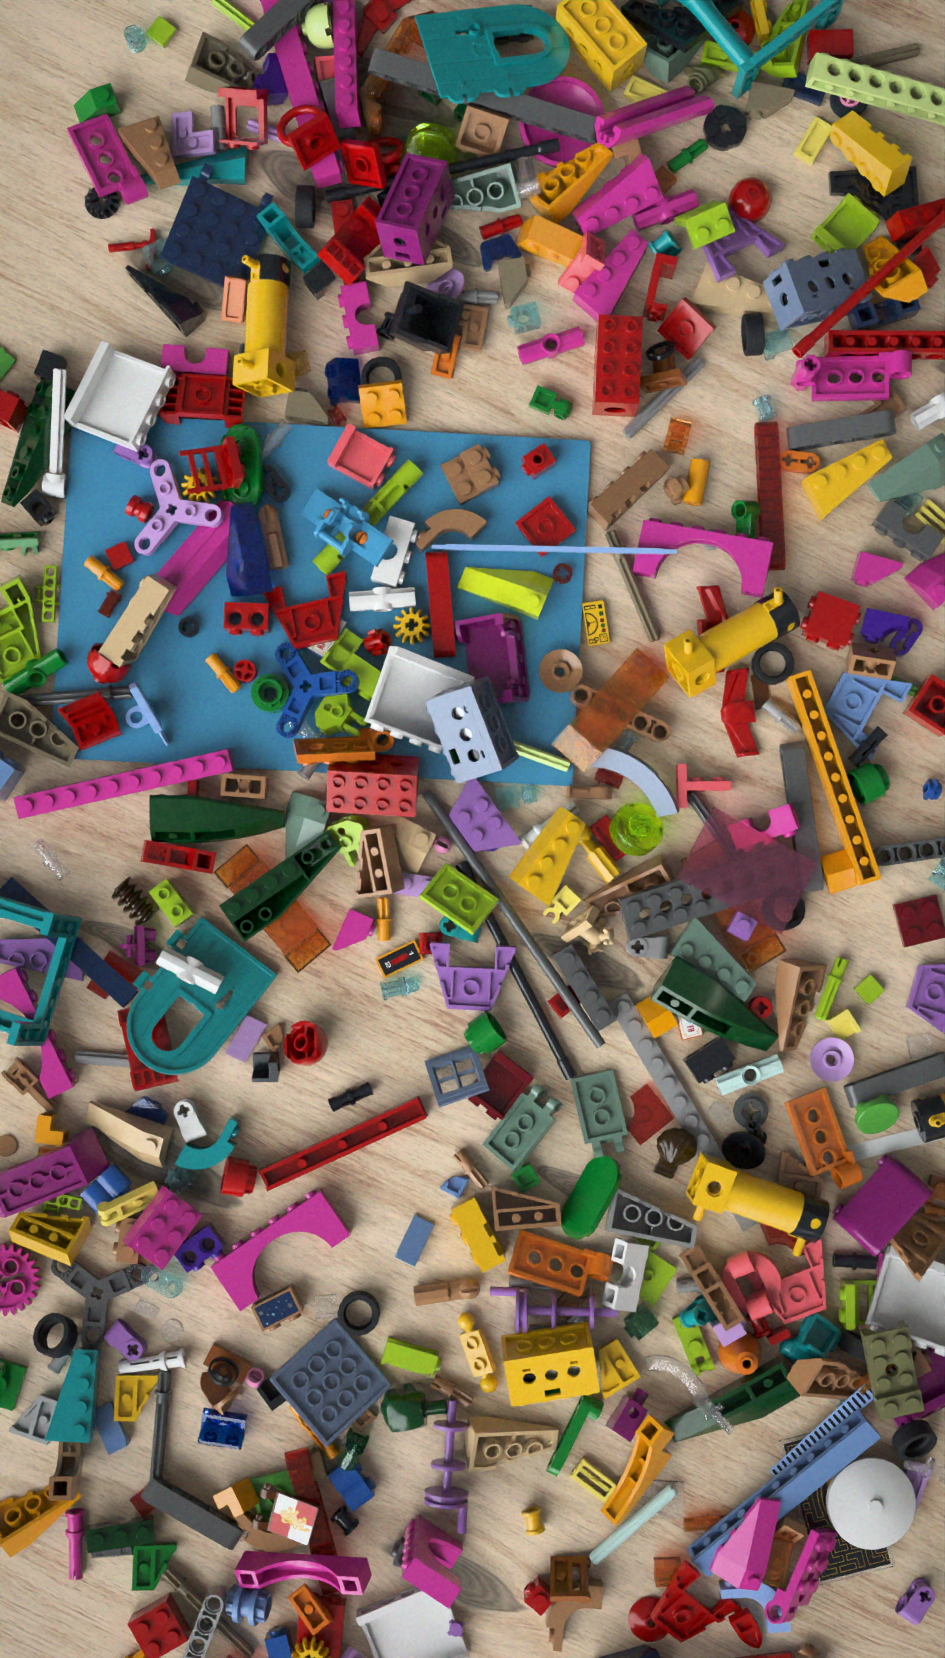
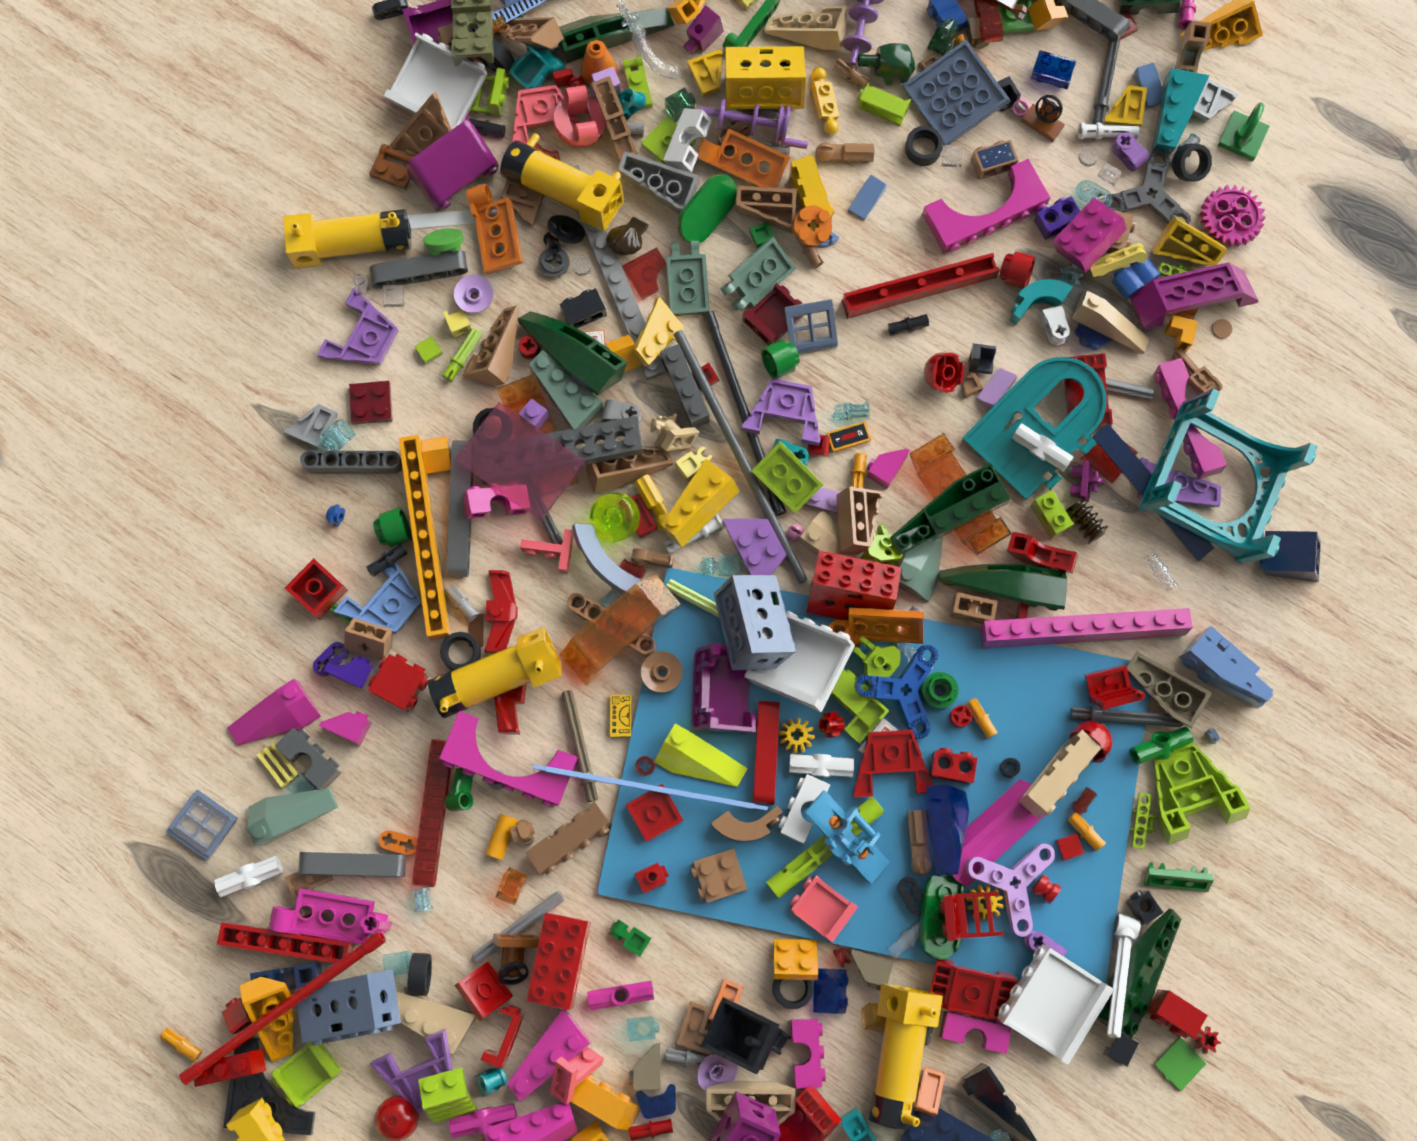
camera: 175 degrees left, 10 degrees down
(147, 711) = (1059, 690): light blue piece -> none
(218, 1396) = (1054, 89): medium nougat piece -> none
(318, 280) = (842, 1098): black panel -> none
(480, 1200) = (803, 232): none -> orange plate
(623, 1041) = (657, 332): none -> yellow wing
(735, 1079) = (536, 294): light aqua piece -> none
(838, 481) = (362, 816): yellow wedge -> none

